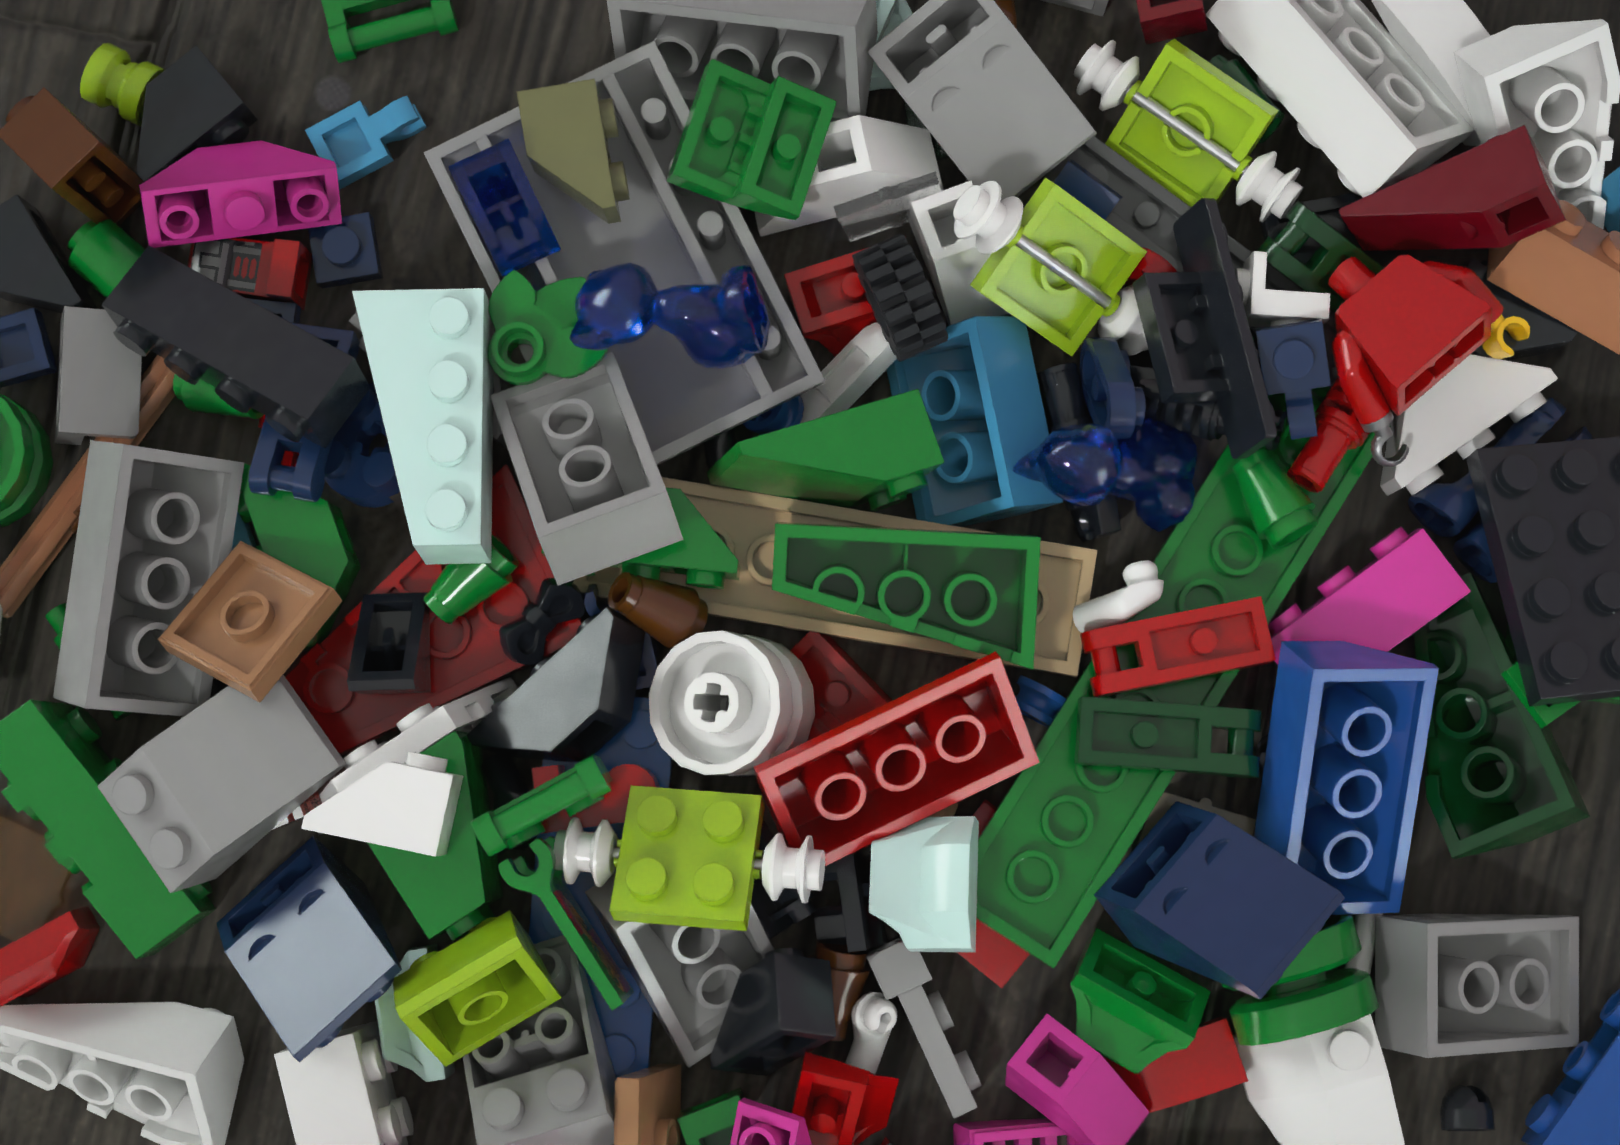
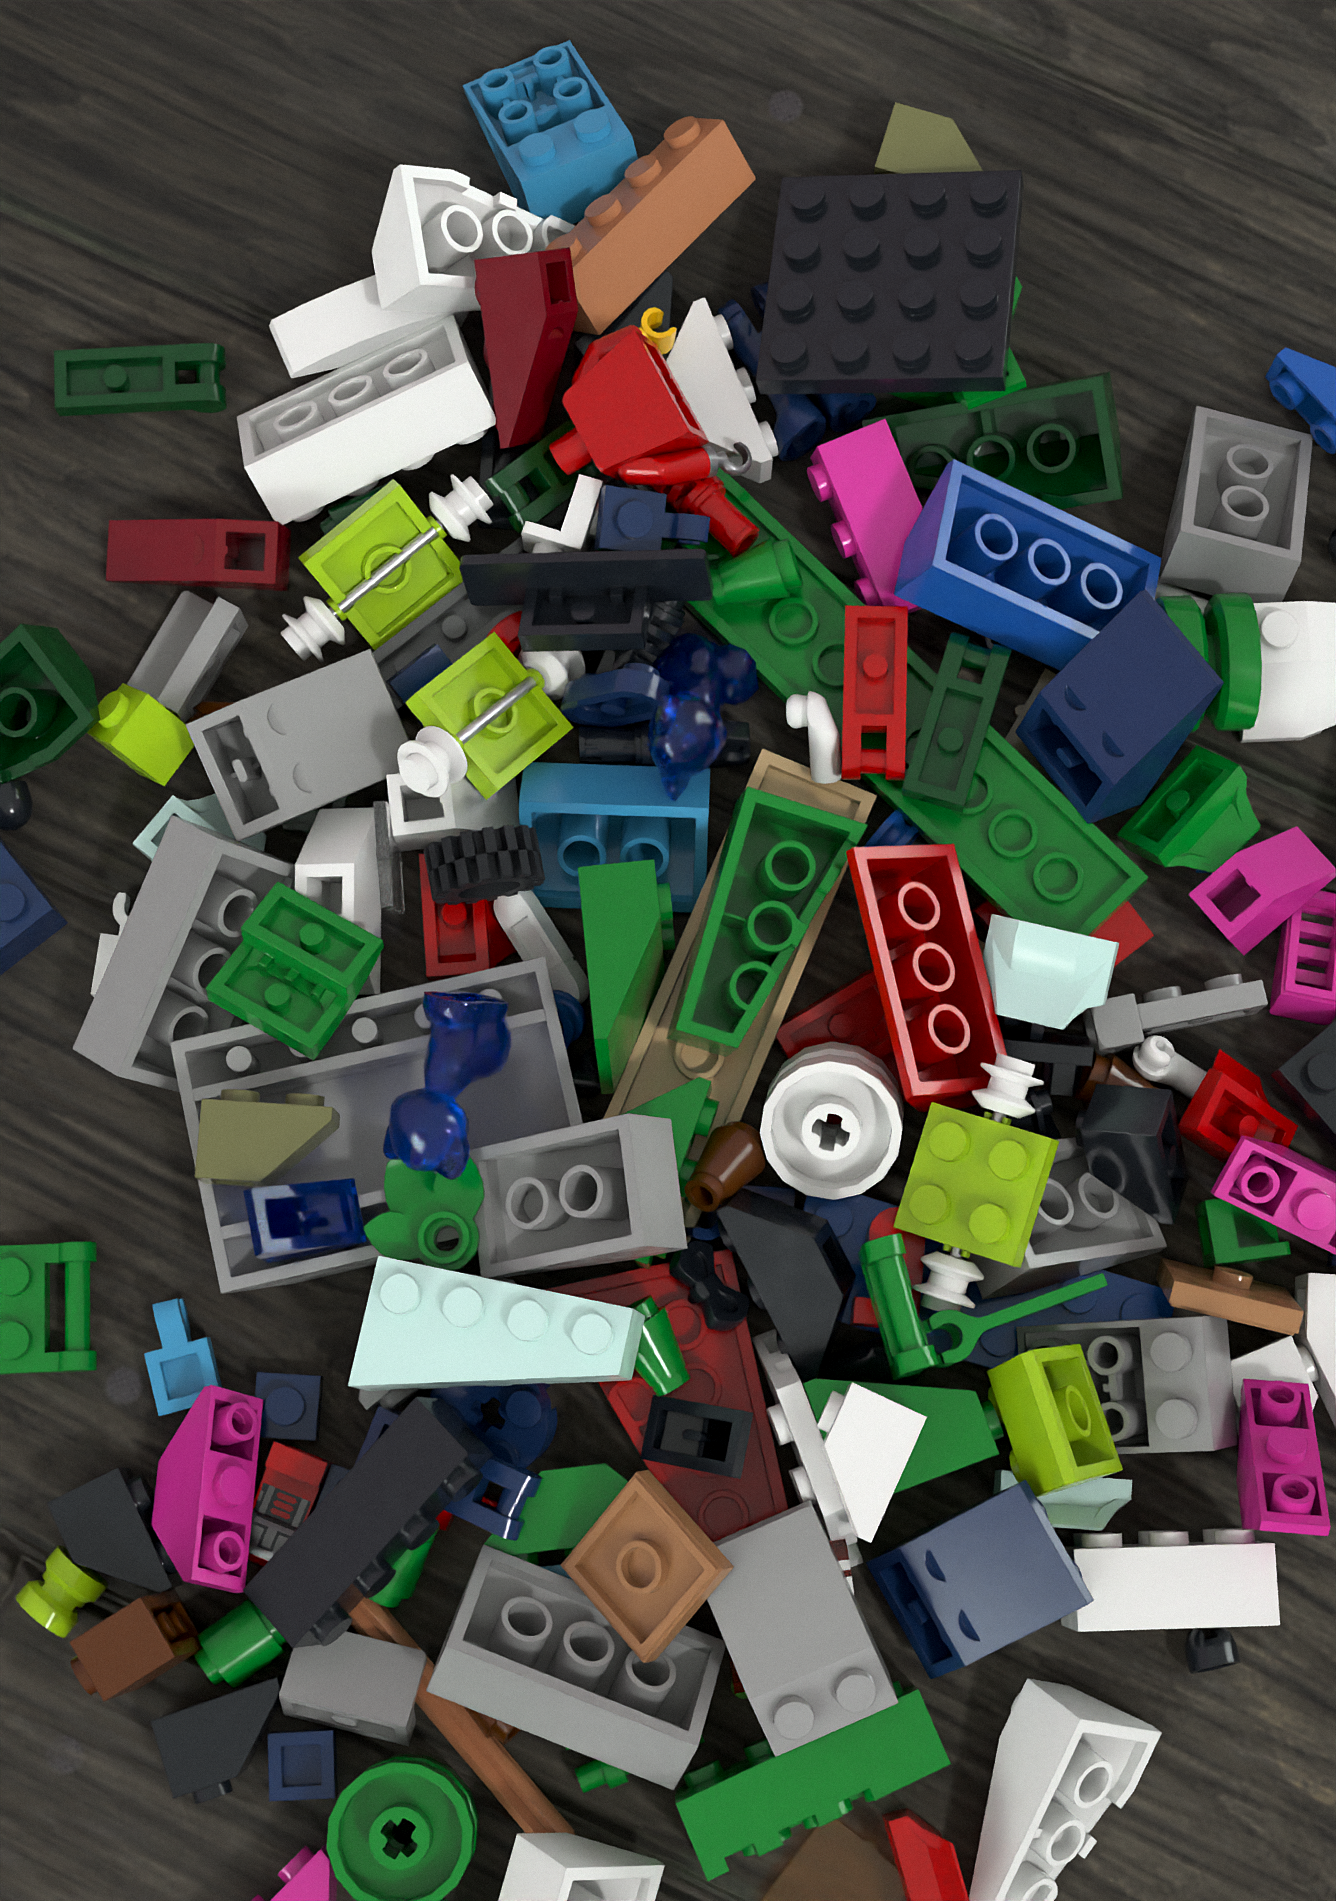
camera: 80 degrees left, 5 degrees down
(1190, 1073) = (1269, 779): red slope -> none

